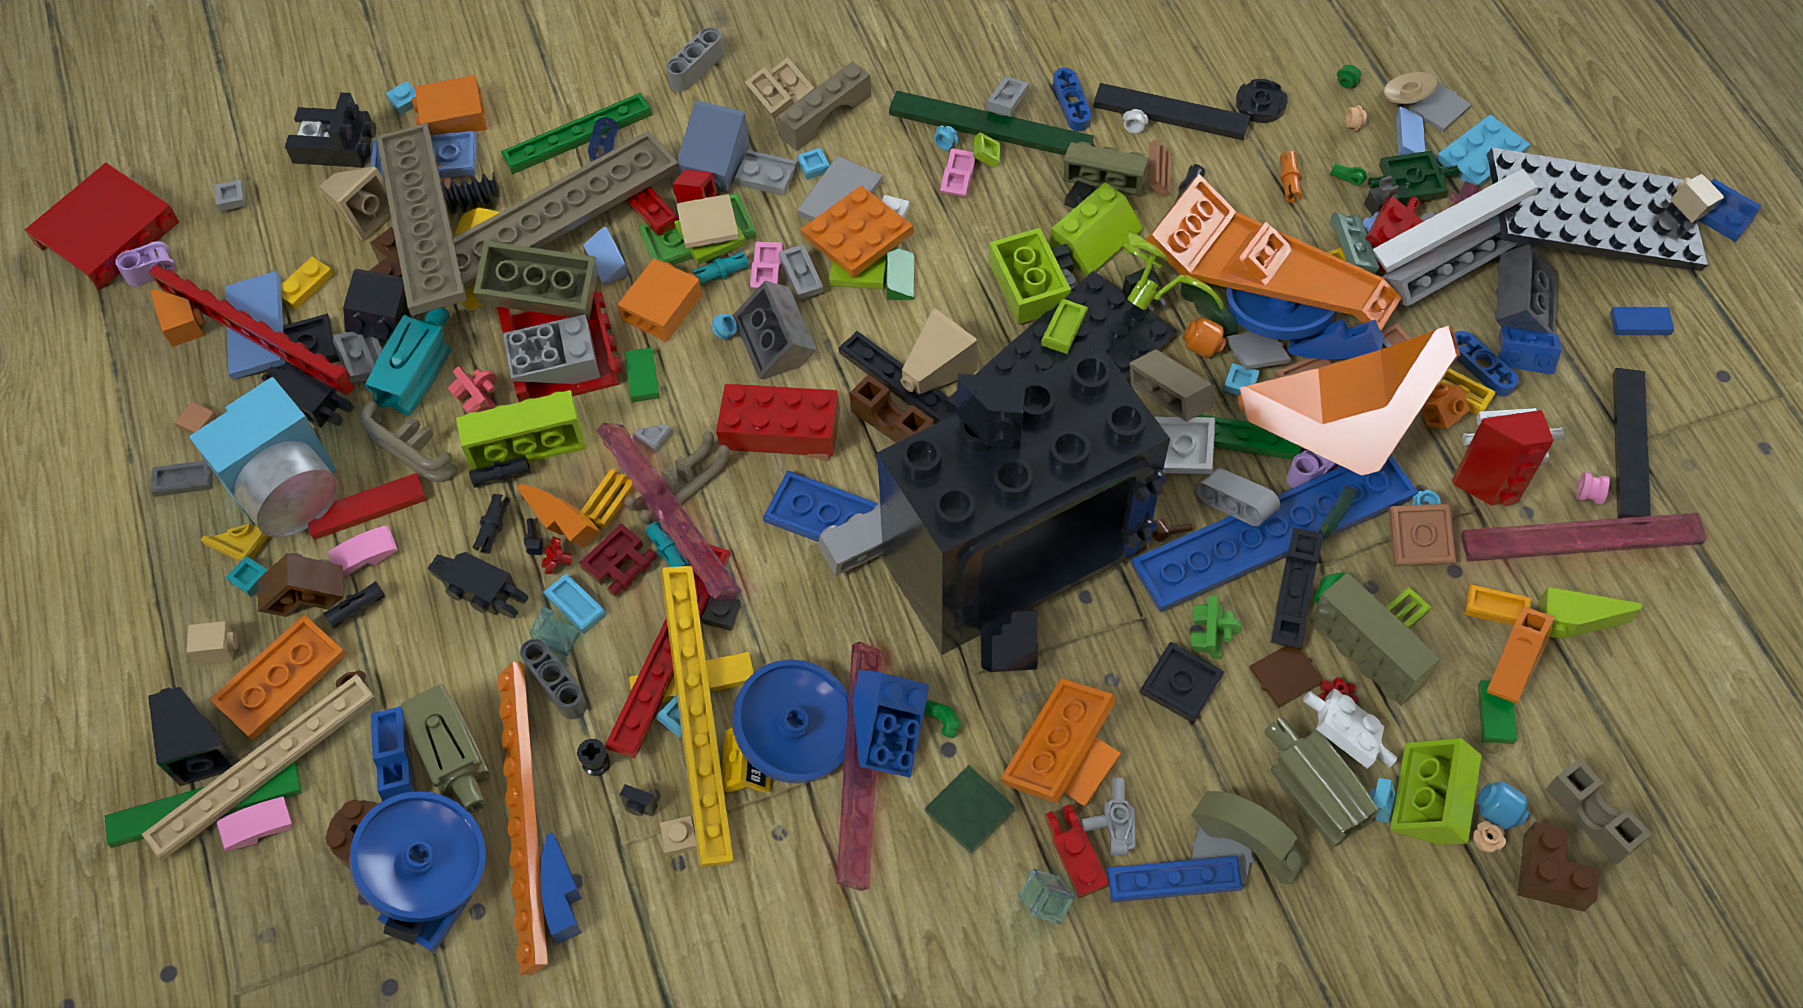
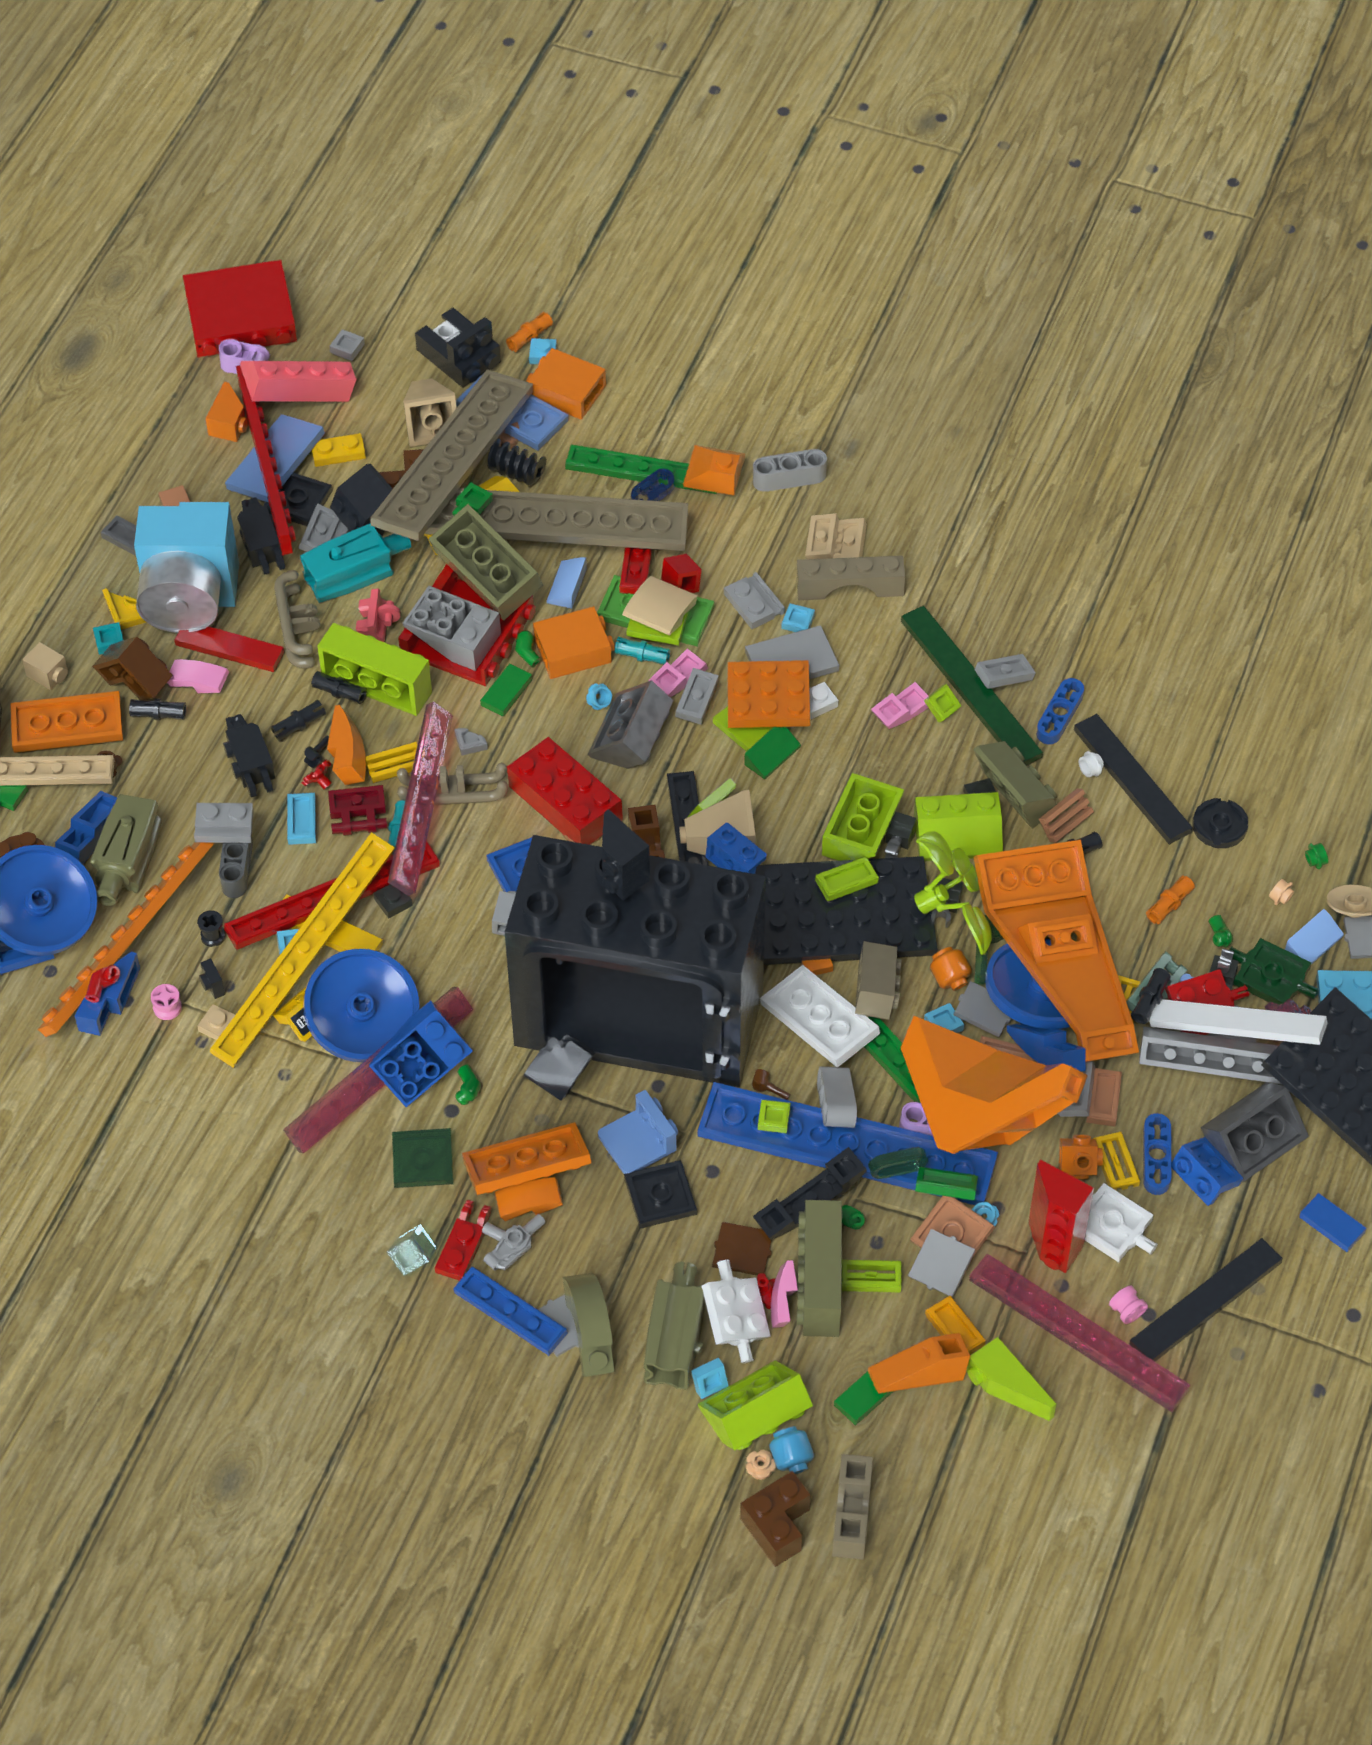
camera: 40 degrees right, 5 degrees down
(218, 247) = (299, 380): none -> coral slope
(377, 89) = (528, 331): none -> orange pin
(473, 240) = (474, 496): none -> green plate
(520, 657) = (223, 822): none -> light grey plate
(547, 883) = (101, 979): none -> red arm
(556, 634) = (267, 827): clear light blue panel -> none
(614, 847) = (161, 996): none -> bright pink wheel
(624, 331) = (524, 648): none -> green arm
(638, 95) = (714, 470): none -> orange slope
(715, 143) = (728, 550): sand blue slope -> none
(900, 342) = (717, 796): none -> lime tile
(945, 137) = (922, 670): medium azure plate -> none
(971, 360) = (733, 851): none -> blue bracket
(1122, 647) = (640, 1135): none -> medium blue bracket
(1207, 549) = (774, 1116): none -> lime tile
(1217, 627) = (721, 1175): bright green hips -> none
(1359, 678) = (784, 1286): none -> bright pink slope
(1369, 249) = (1150, 996): none -> black pin
(1385, 499) = (946, 1183): none -> green tile
(1439, 563) = (941, 1263): none -> light grey piece

